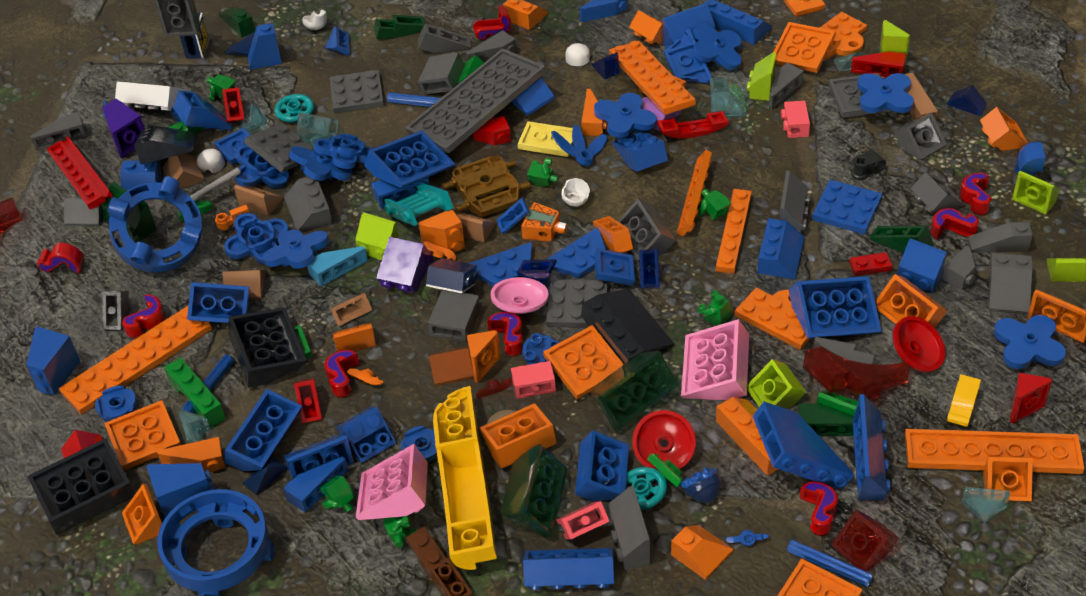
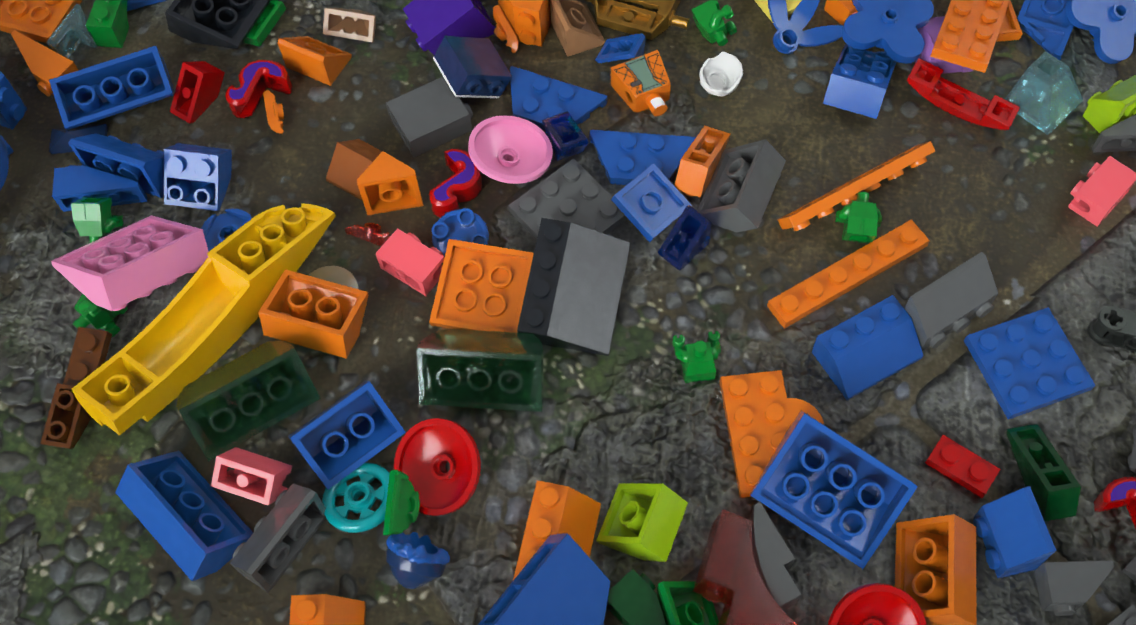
camera: 45 degrees right, 15 degrees up
(716, 363) = (618, 424): bright pink slope -> none

